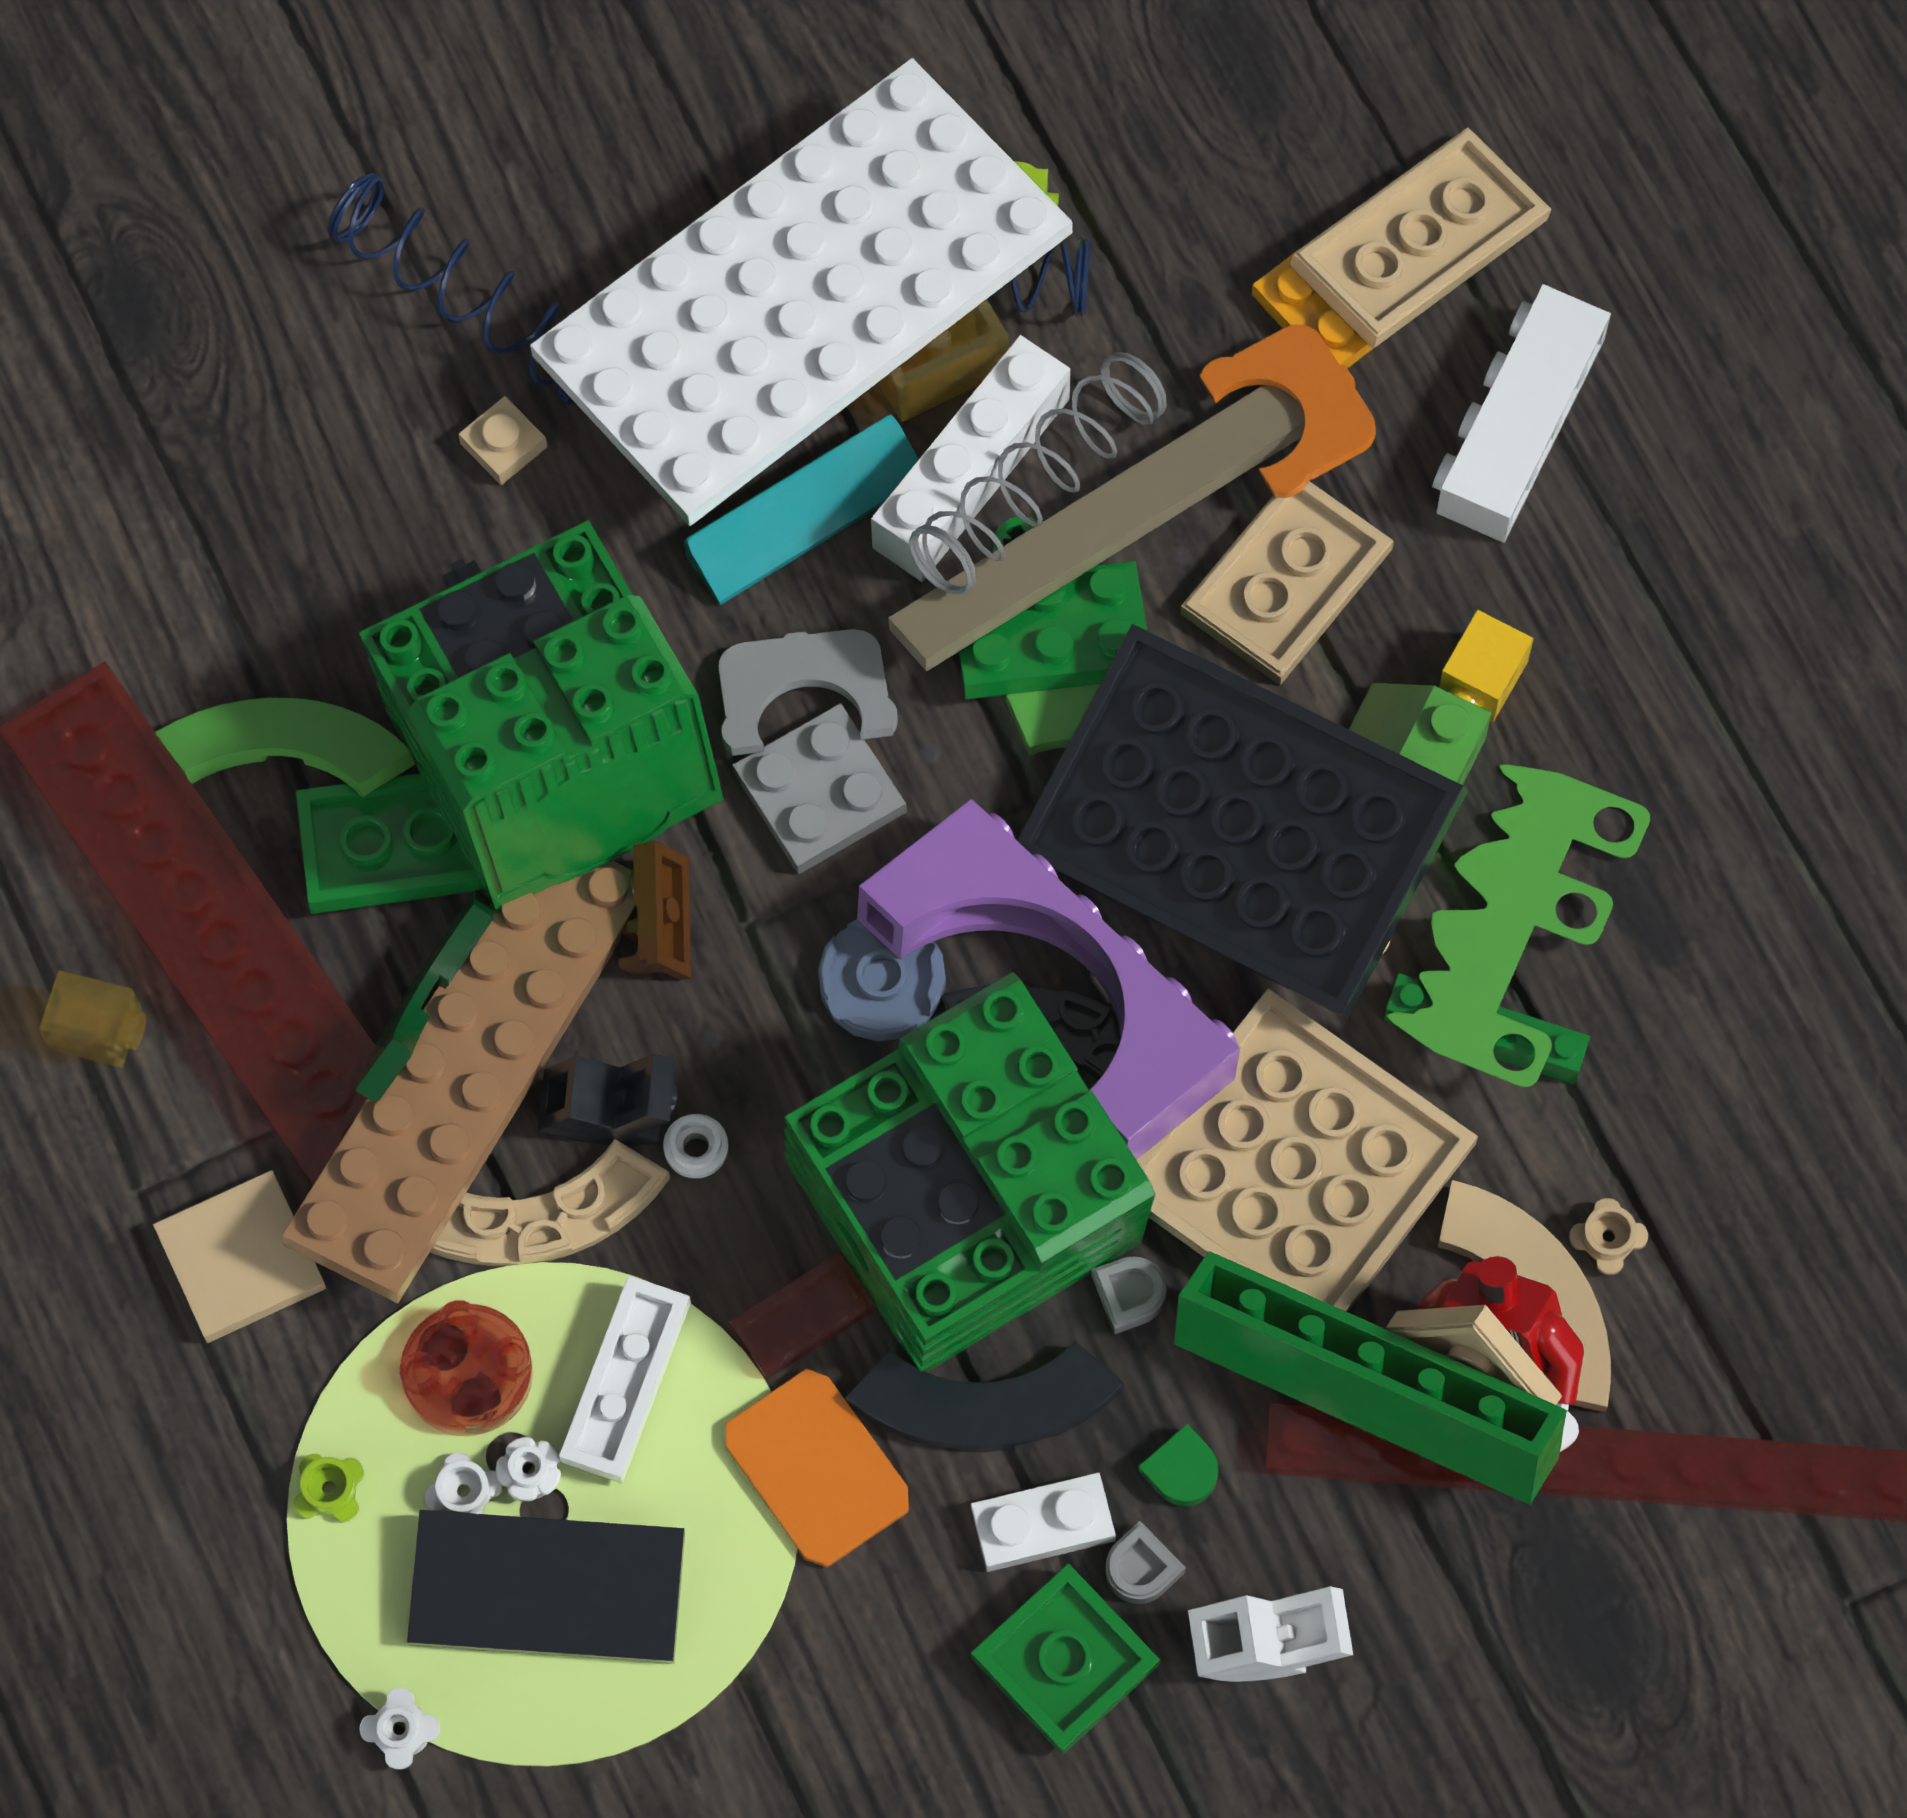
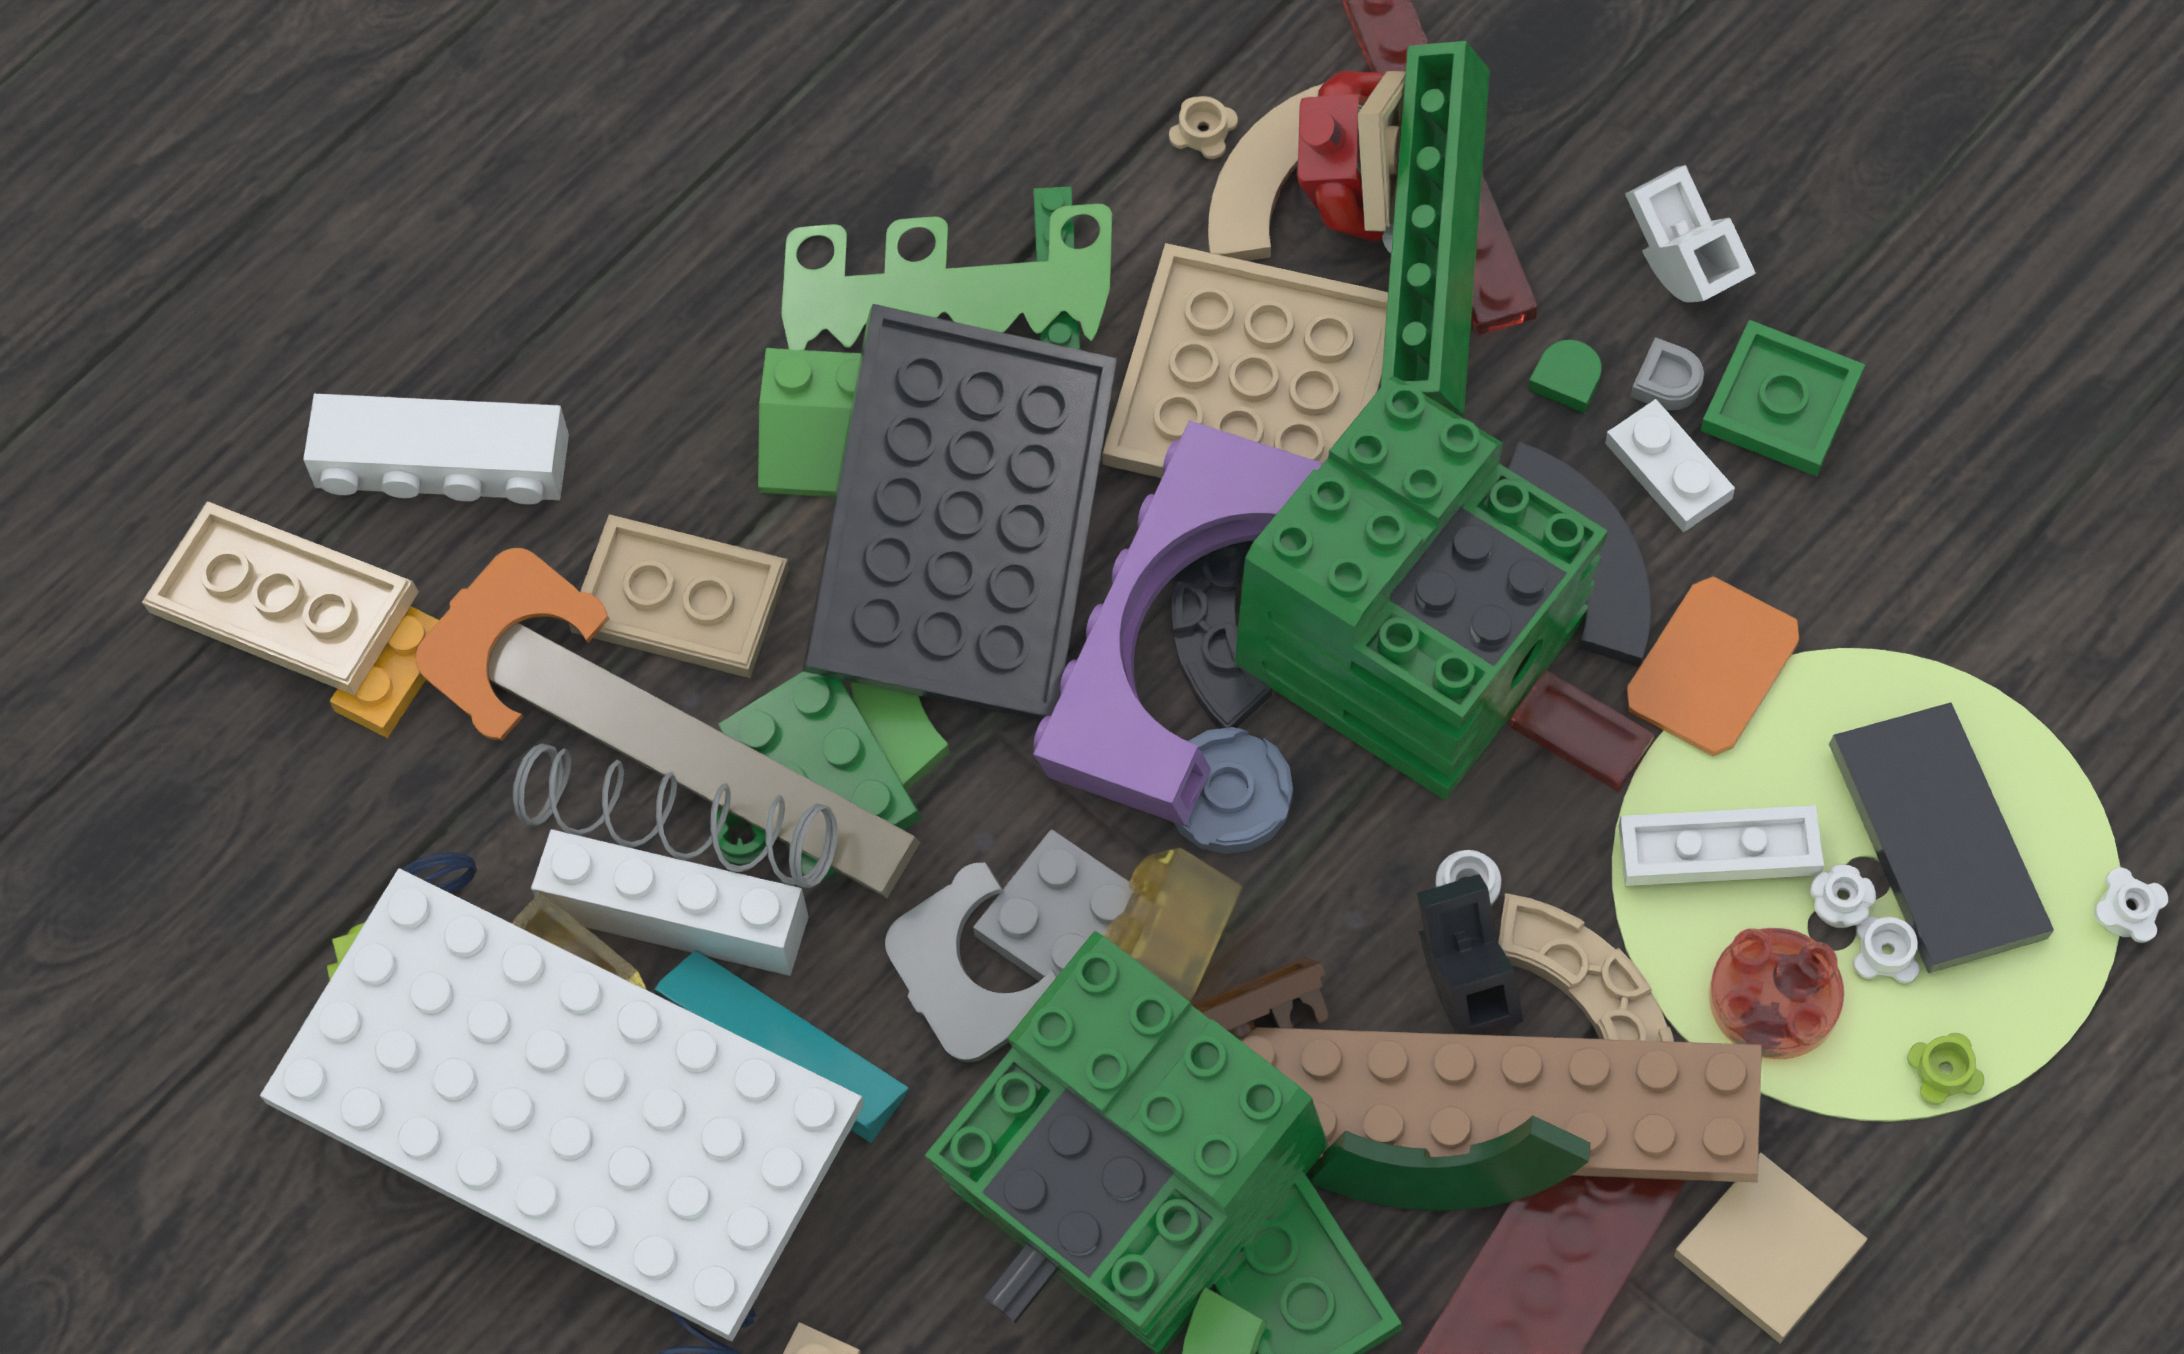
camera: 110 degrees left, 5 degrees down
(757, 856) = (1175, 917): none -> clear yellow brick
(1486, 663) = (711, 391): yellow brick -> none

